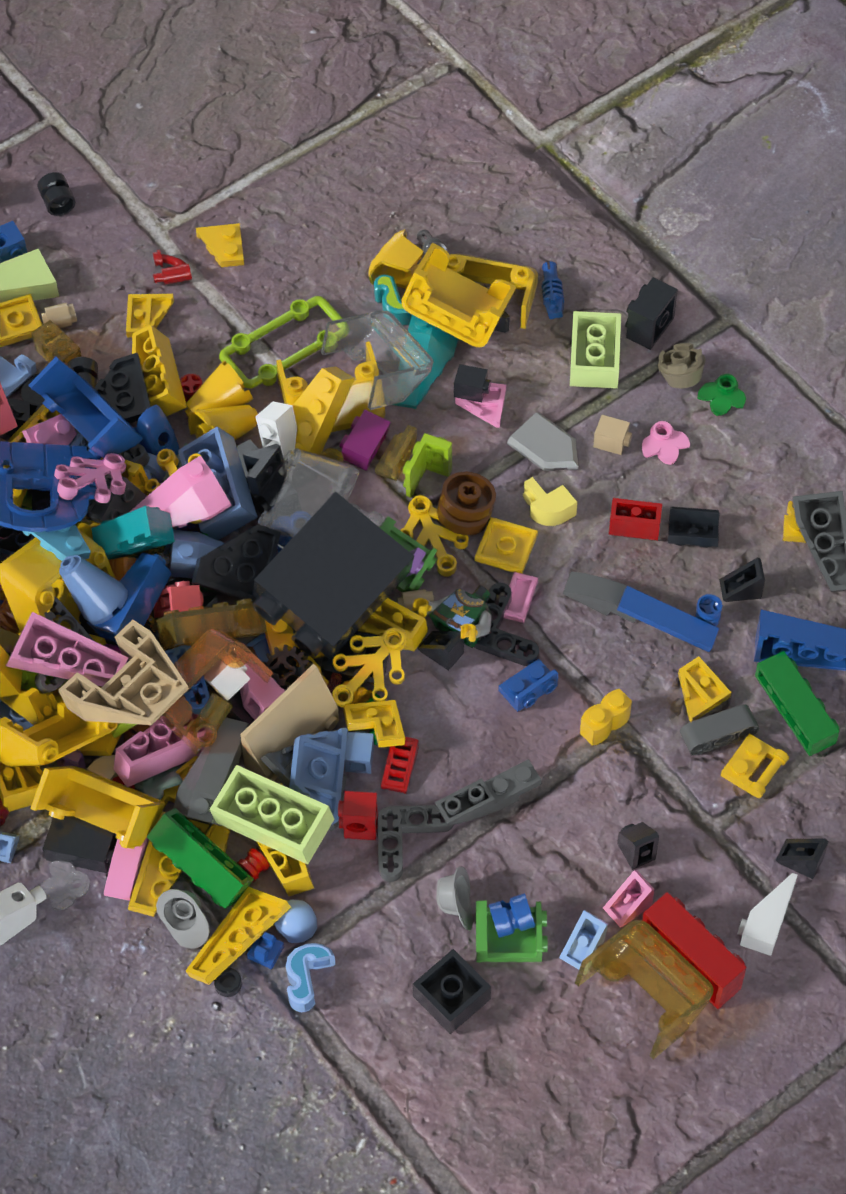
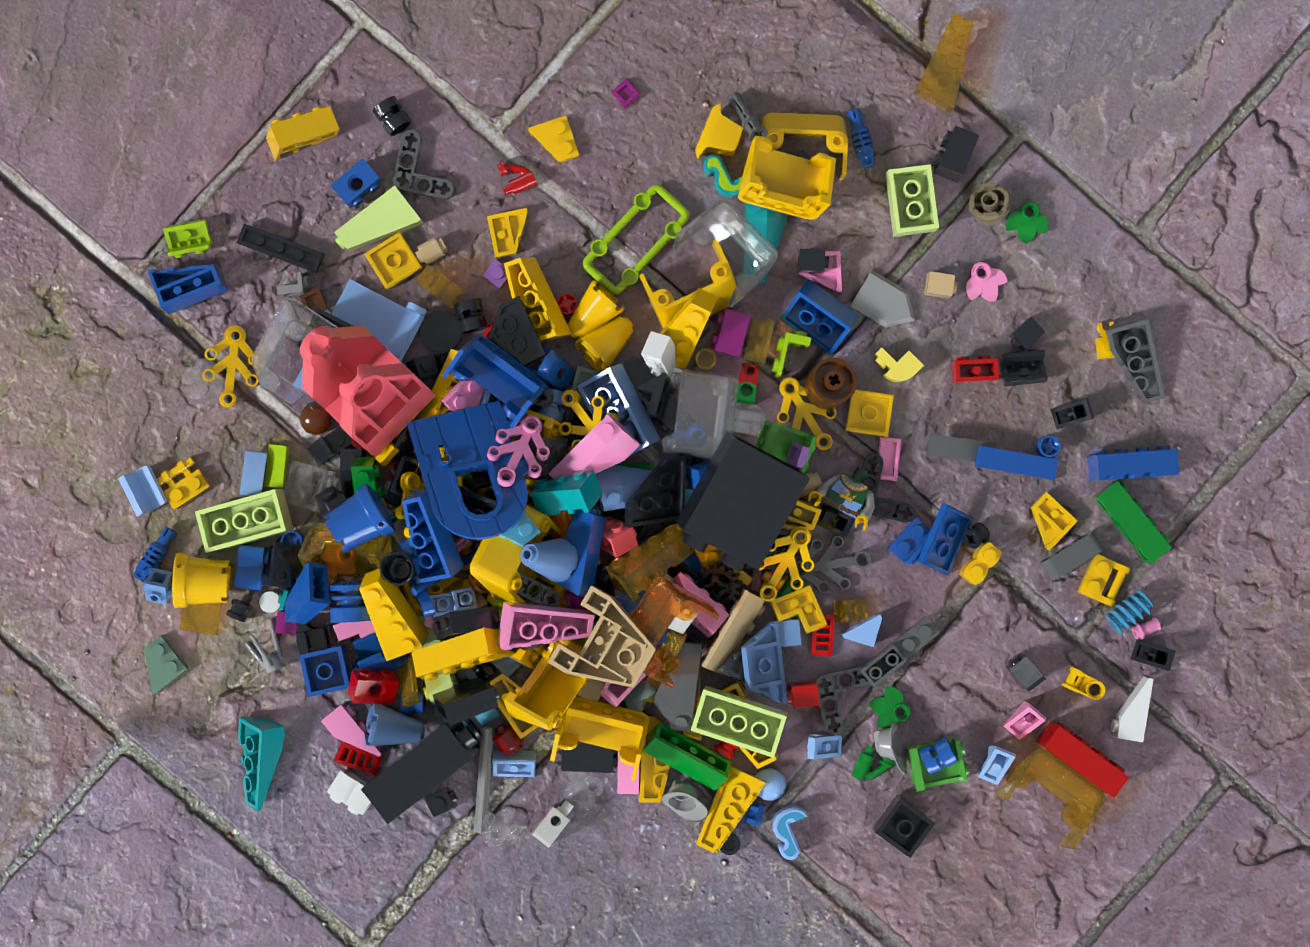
camera: 10 degrees left, 30 degrees up
(62, 252) = (414, 178): none -> dark grey beam
(121, 348) = (496, 274): none -> medium lavender plate
(308, 216) = (625, 93): none -> magenta tile
(371, 884) = (824, 746): none -> light blue slope
(372, 492) = (747, 384): none -> leg
(419, 915) = (864, 763): none -> green plant
(422, 692) = (826, 565): none -> dark grey plant
(440, 742) = (851, 610): none -> clear yellow bracket
(449, 767) = (865, 631): none -> light blue slope
(467, 856) = (887, 707): none -> green plate
(474, 442) = (819, 316): none -> blue slope
(567, 682) = (945, 539): none -> blue tile
(603, 684) = (976, 535): none -> black wheel
(655, 239) = (944, 71): none -> clear yellow wedge
(703, 494) = (1026, 334): none -> black brick
(706, 870) = (1080, 683): none -> yellow piece
(778, 799) = (1129, 611): none -> dark azure piece
(798, 825) = (1146, 628): none -> bright pink pin

